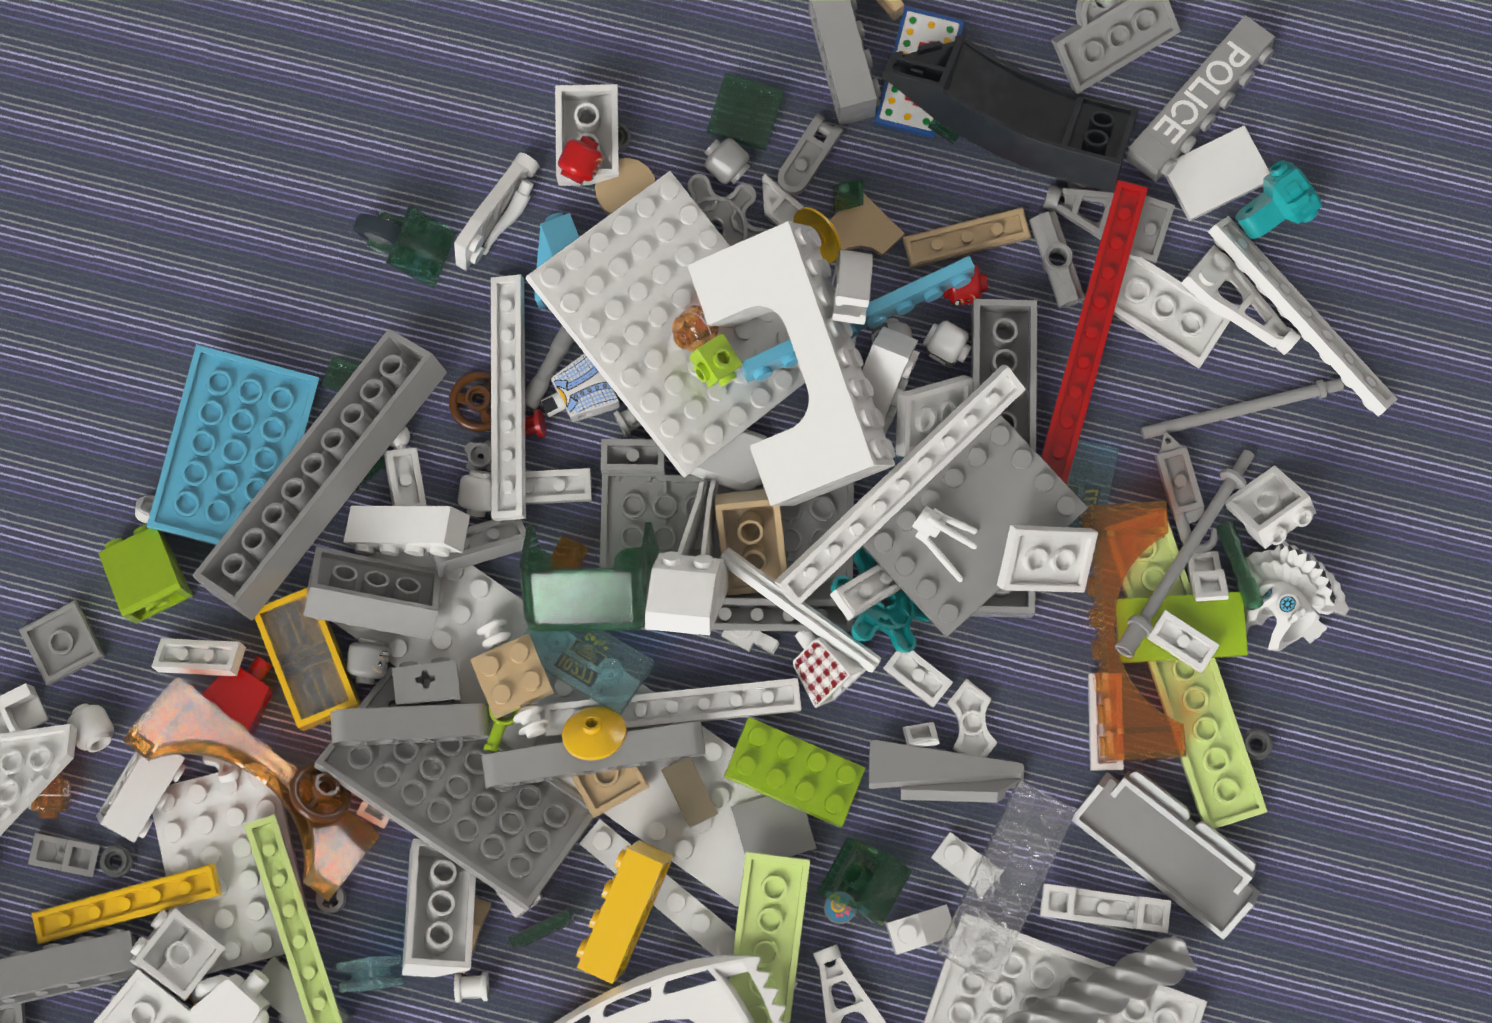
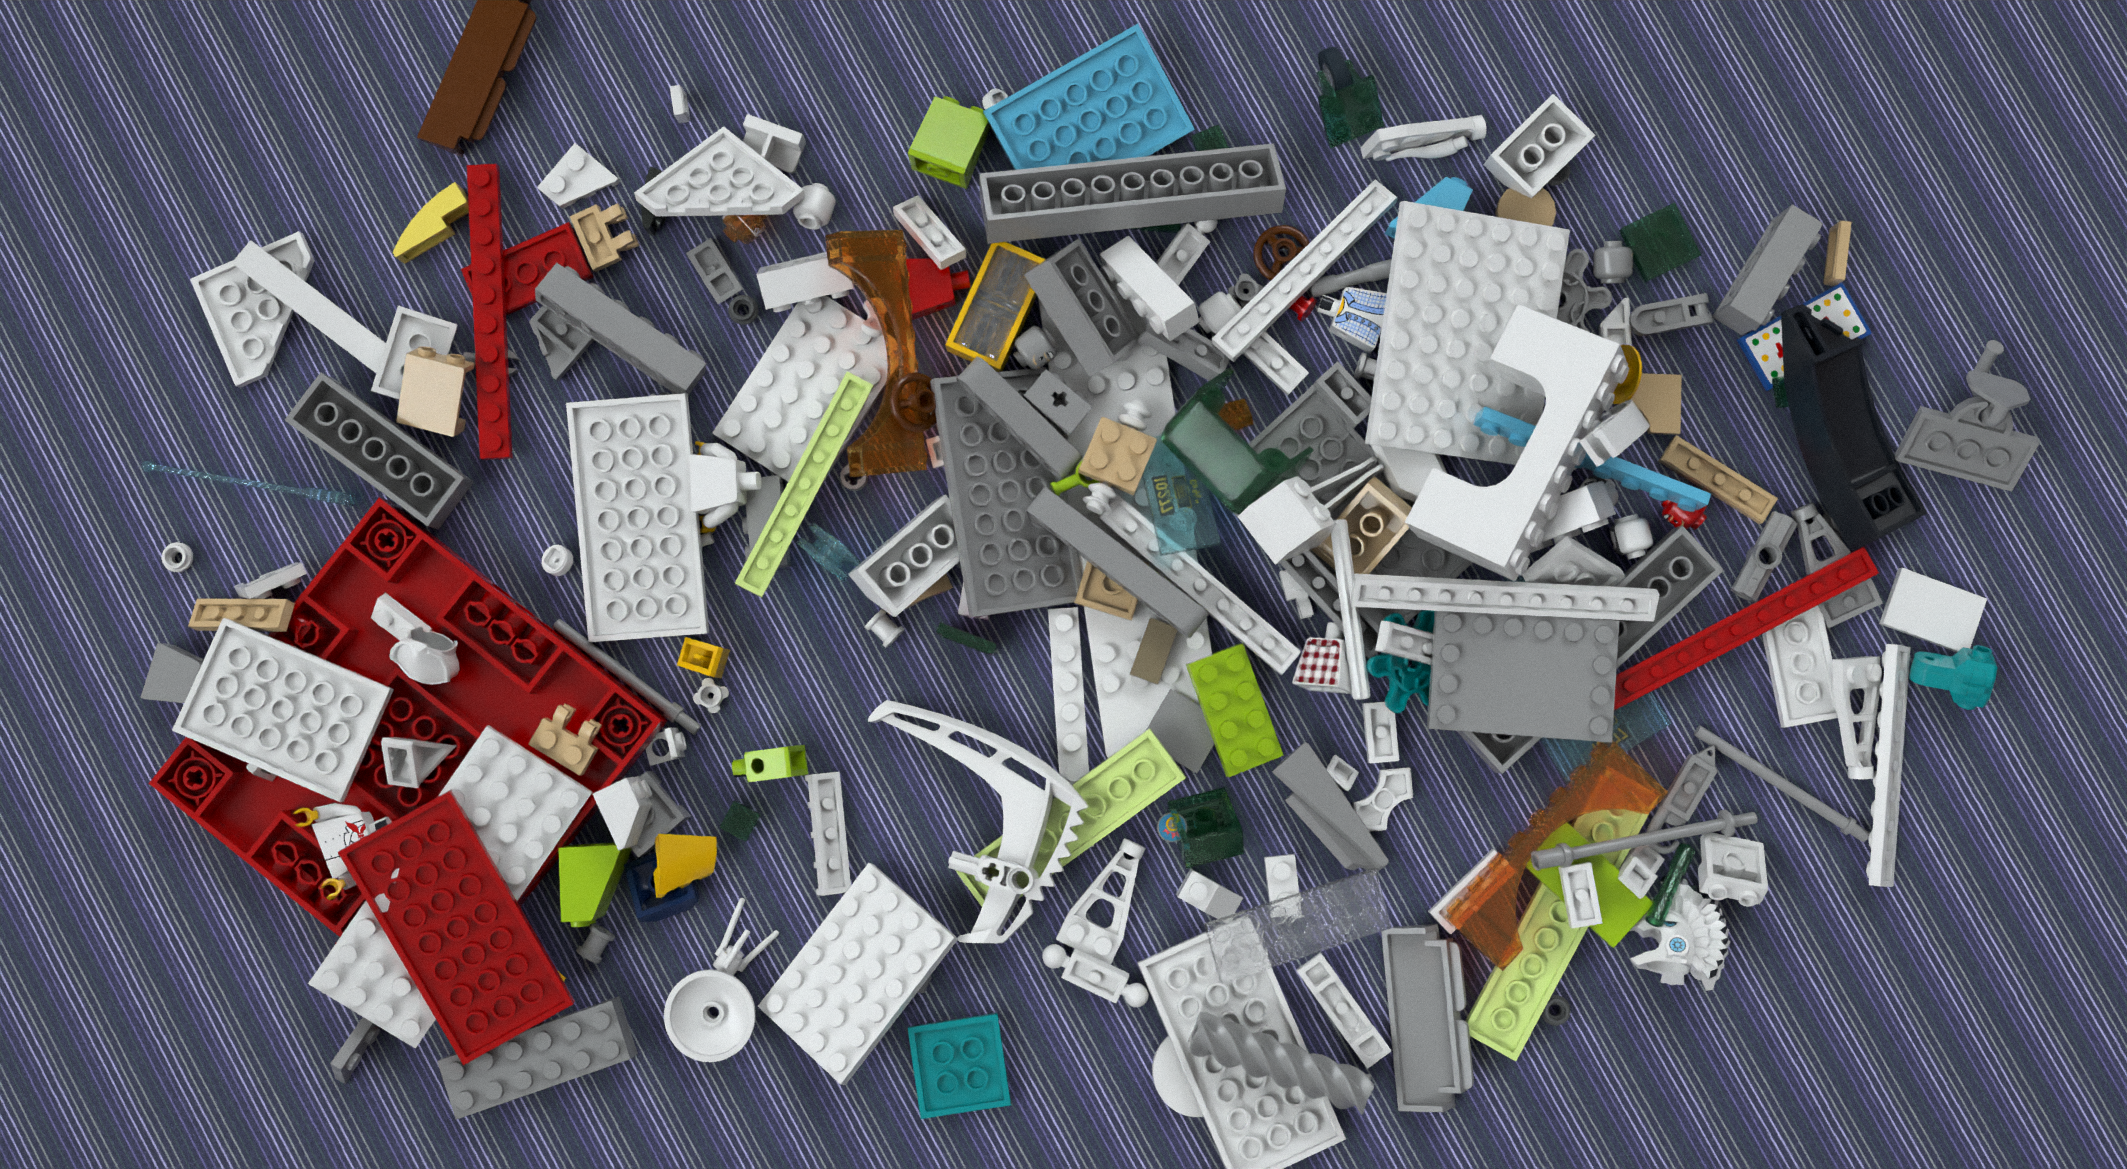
camera: 45 degrees right, 5 degrees up
(62, 643) = (852, 132): light grey tile -> none
(126, 903) = (722, 344): yellow tile -> none
(176, 952) = (720, 408): white plate -> none
(580, 160) = (1518, 160): red head -> none
(598, 742) = (1132, 548): yellow dish -> none
(624, 912) = (1032, 684): yellow brick -> none
(691, 329) = (1474, 352): clear orange head -> none
(716, 362) = (1467, 388): lime brick -> none
(848, 195) = (1669, 369): clear green slope -> none
(931, 523) = (1498, 644): white plant -> none
(1047, 558) = (1549, 747): white plate -> none
(1201, 98) = (1978, 550): light grey brick -> none

